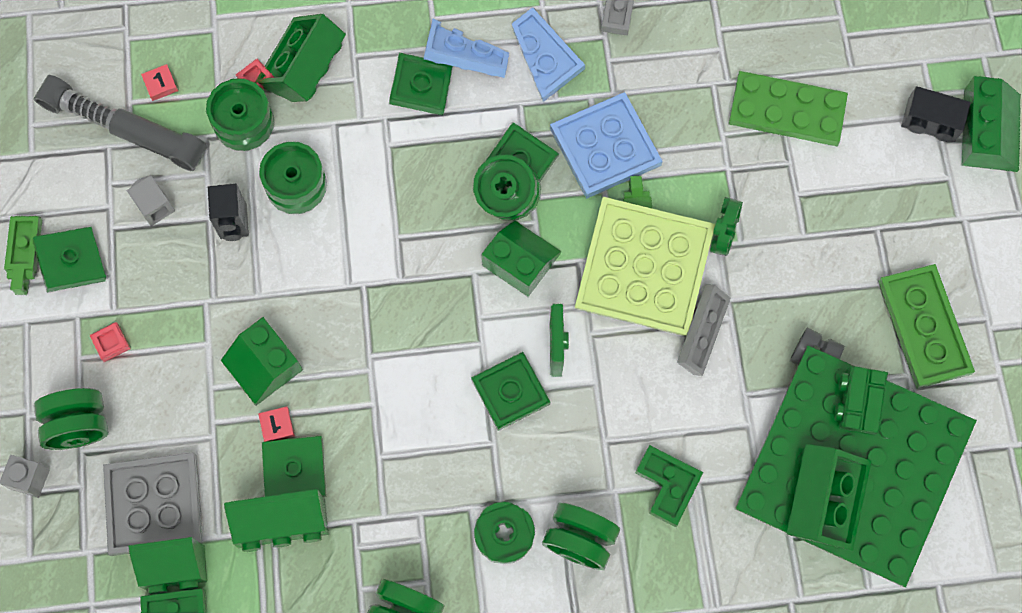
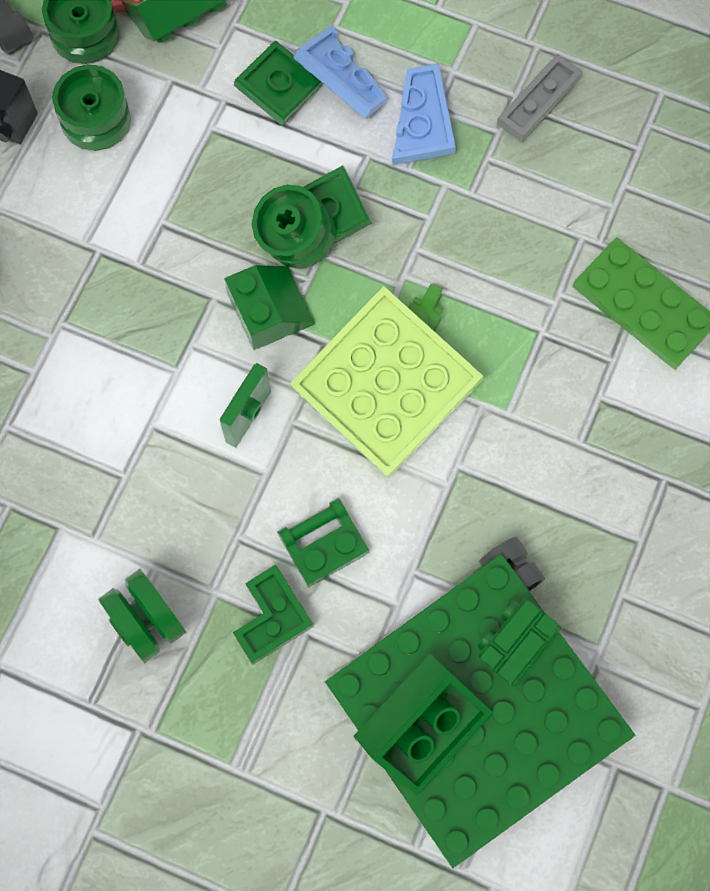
camera: 30 degrees right, 0 degrees up
(496, 548) = (65, 553): green plate -> none
(510, 391) = (172, 432): green plate -> none
(605, 145) = (427, 239): light blue plate -> none
(679, 414) = (329, 552): none -> green plate
(703, 330) = (408, 480): light grey plate -> none
(726, 226) = (495, 385): green plate -> none
(926, 326) = (650, 608): bright green plate -> none

